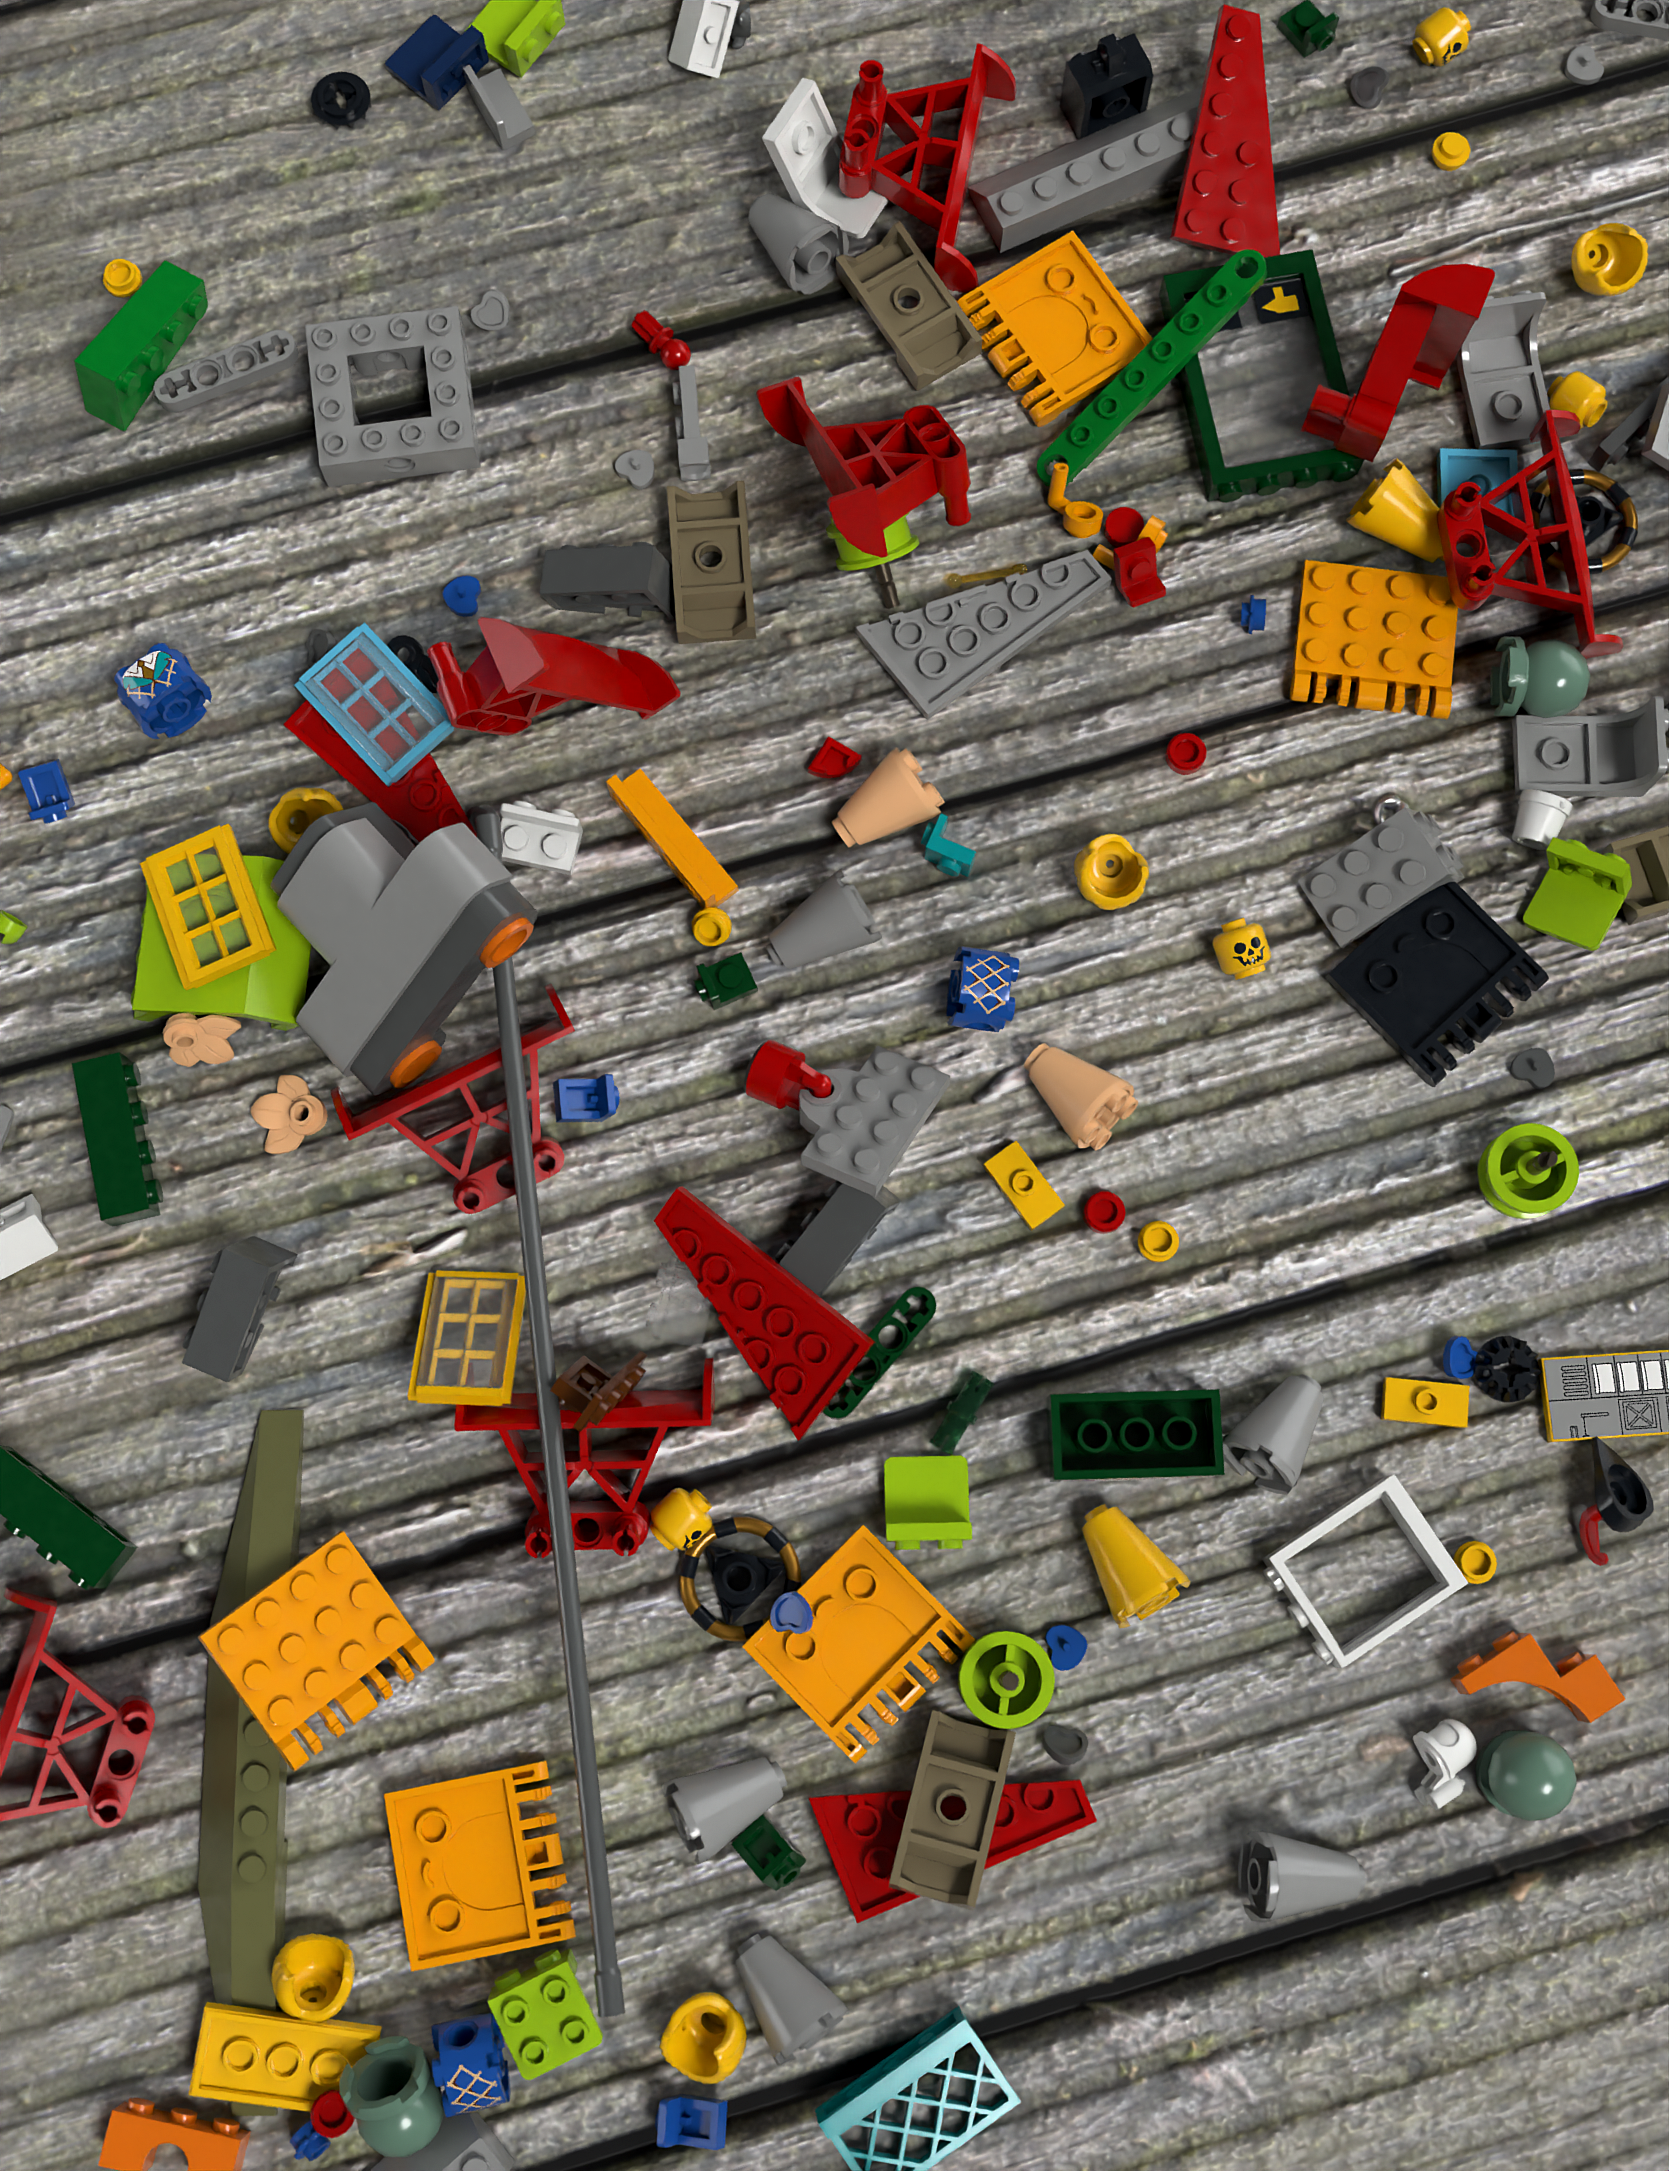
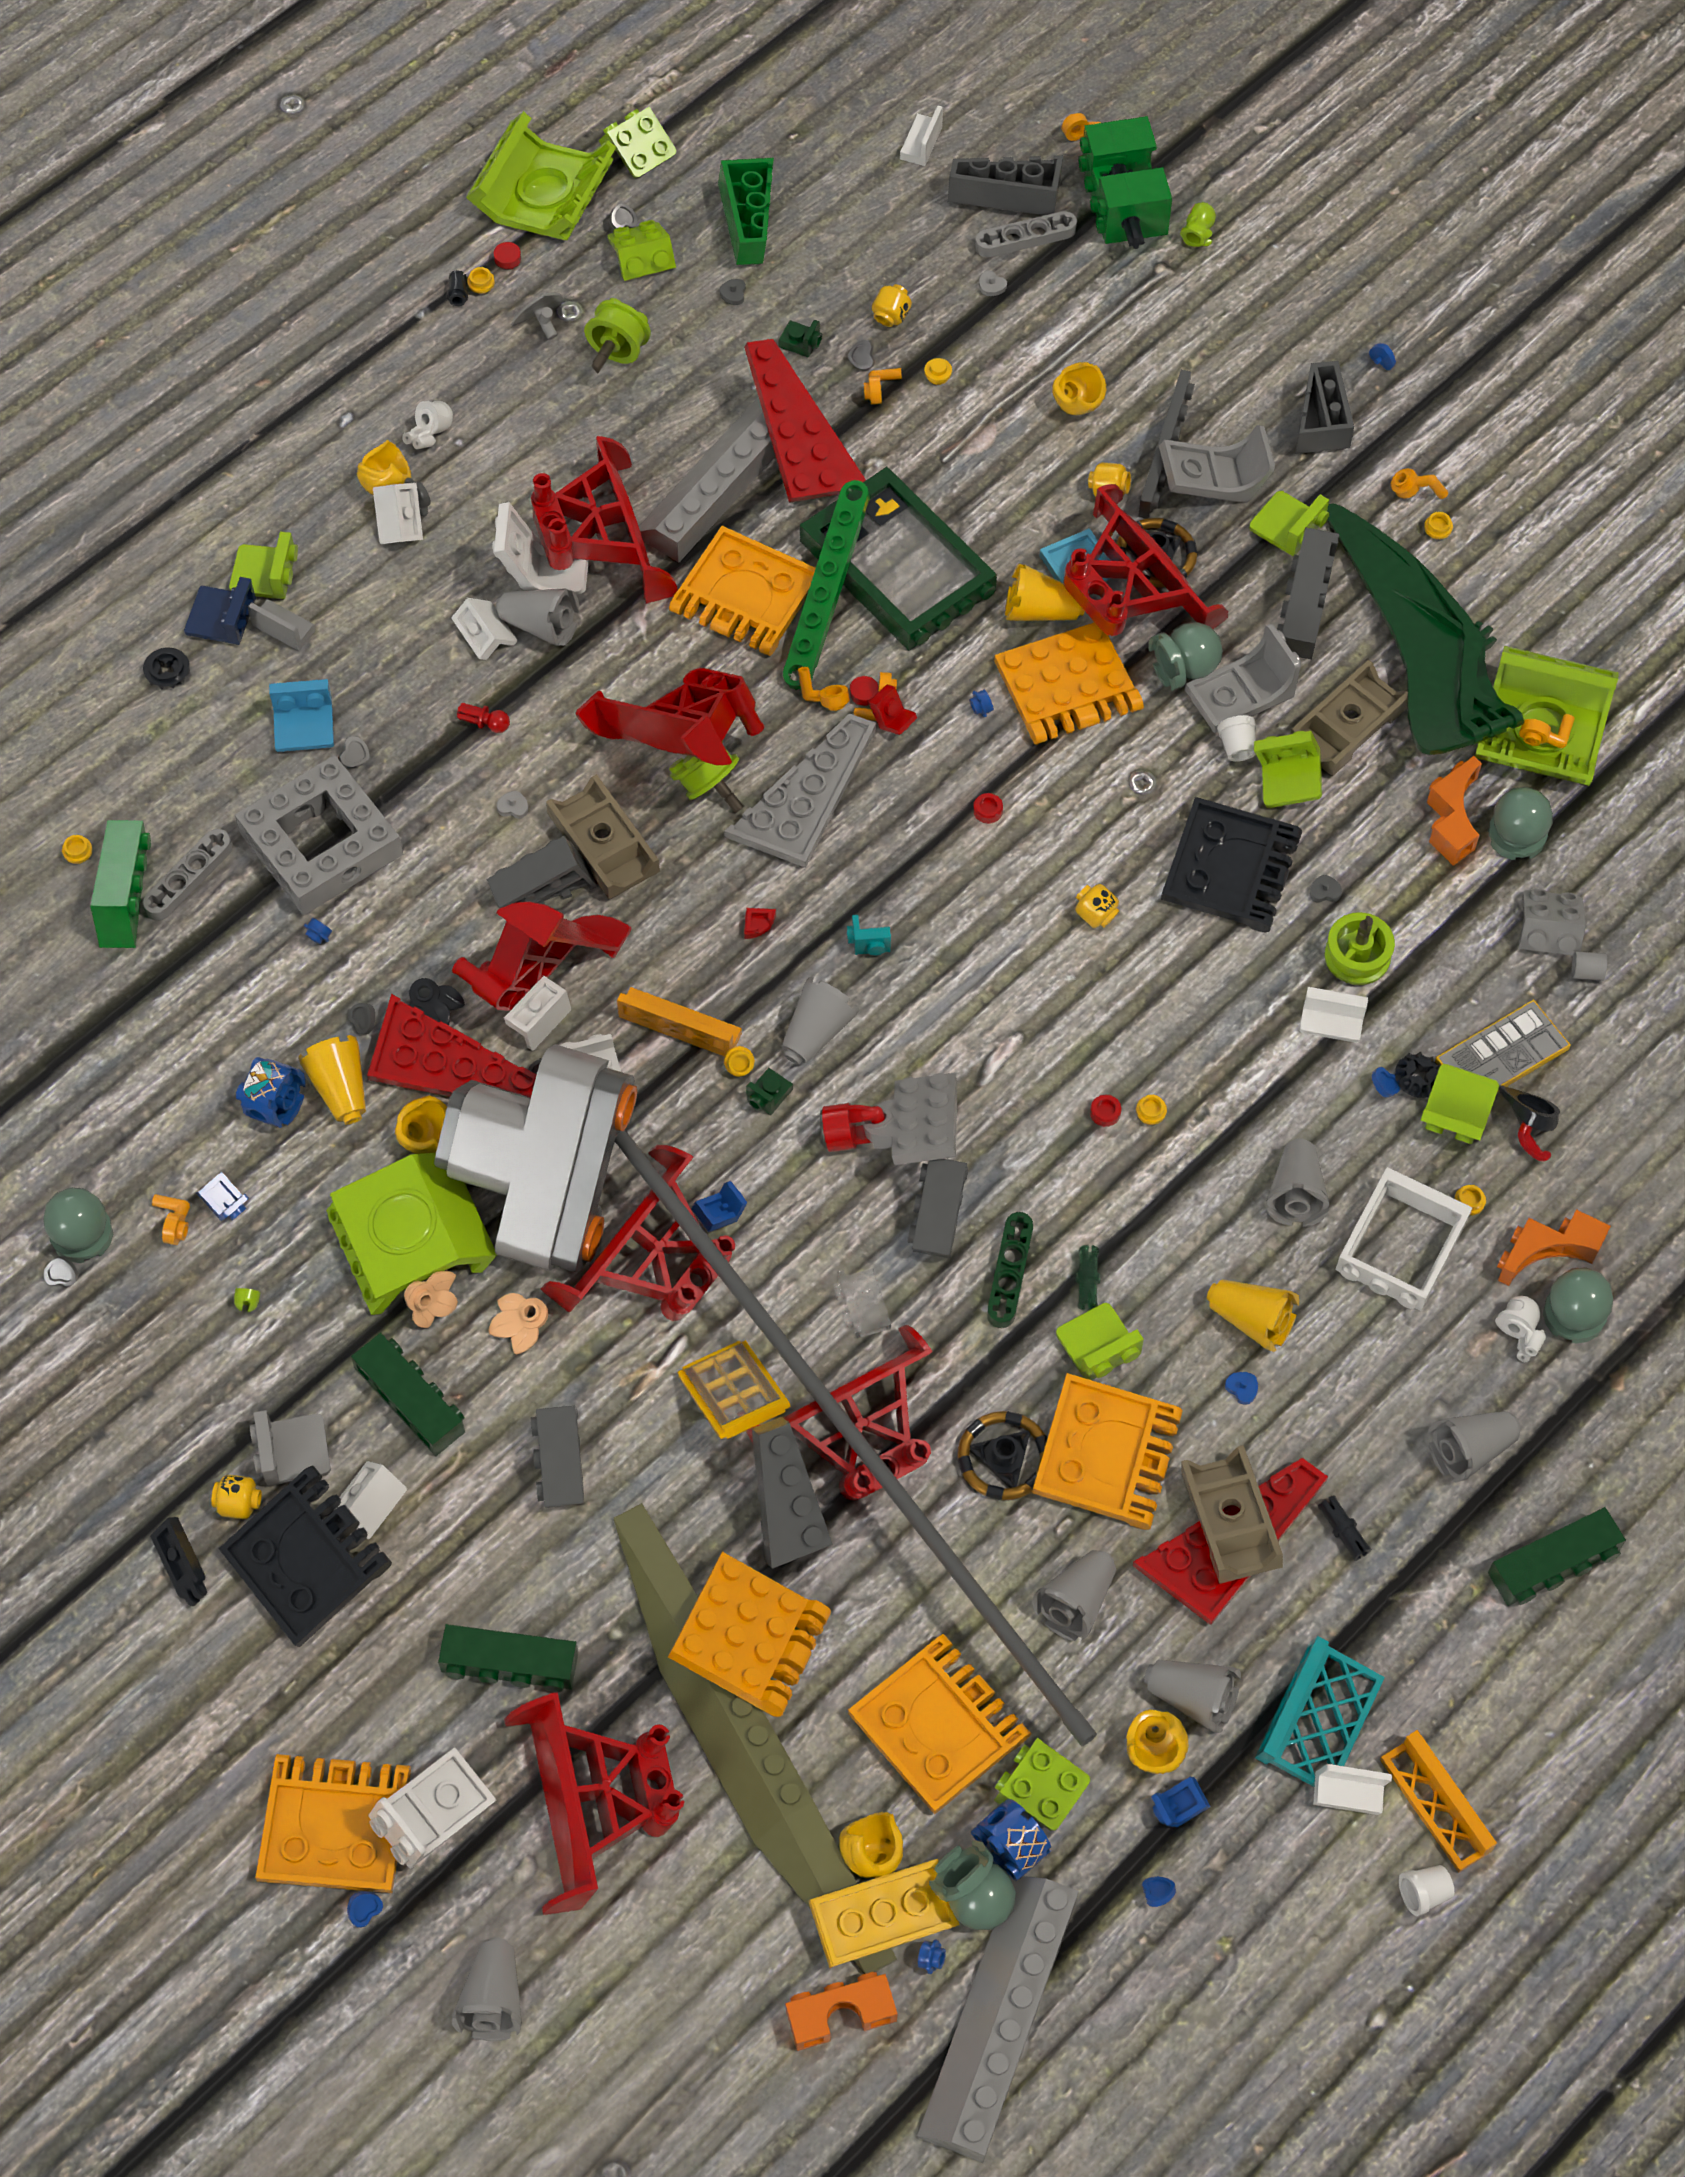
camera: 30 degrees left, 15 degrees down
(207, 906) = (394, 1202): yellow piece -> none
(246, 712) = (337, 1076): none -> yellow cone
(329, 516) = (317, 931): none -> blue plate
(330, 2115) = (937, 1924): red tile -> none
(375, 704) = (427, 1029): clear piece -> none
(448, 1516) = (788, 1505): none -> dark grey wedge
(457, 236) = (302, 715): none -> dark azure bracket
(462, 595) = (440, 939): blue piece -> none
(515, 747) = (539, 1012): none -> white panel
(594, 1391) = (835, 1372): reddish brown bracket -> none
(681, 1519) = (944, 1433): yellow head -> none
(692, 448) = (548, 773): light grey plate -> none
(724, 224) = (482, 627): none -> white panel
(769, 1854) = (1128, 1611): dark green bracket -> none
(775, 1321) = (938, 1277): red wing -> none
(791, 1613) = (1053, 1446): blue piece -> none
(888, 801) = (812, 924): light nougat cone -> none
(926, 338) = (665, 632): dark tan piece -> none
(955, 580) = (771, 774): clear yellow hinge -> none
(981, 989) = (944, 1009): blue brick -> none
(1006, 1679) = (1216, 1419): lime wheel -> none
(1023, 1185) = (1043, 1119): yellow plate -> none
(1065, 1745) = (1279, 1444): dark grey piece -> none
(1080, 1095) = (1047, 1042): light nougat cone -> none
(1081, 1891) = (1344, 1528): none -> black pin
(1106, 85) = (692, 428): black hinge -> none
(1123, 880) = (995, 900): yellow piece -> none
(1135, 1435) = (1208, 1229): dark green brick -> none
(1312, 2074) = (1556, 1557): none -> dark green brick
(1357, 136) = (872, 389): none -> light orange plate
(1381, 874) = (1158, 818): light grey bracket -> none
(1415, 345) = (990, 497): red piece -> none
(1425, 1402) = (1380, 1121): yellow plate -> none
(1446, 1238) = (1333, 1014): none -> white panel
(1503, 371) = (1050, 484): light grey bracket -> none
(1531, 1439) = (1460, 1103): none -> lime bracket

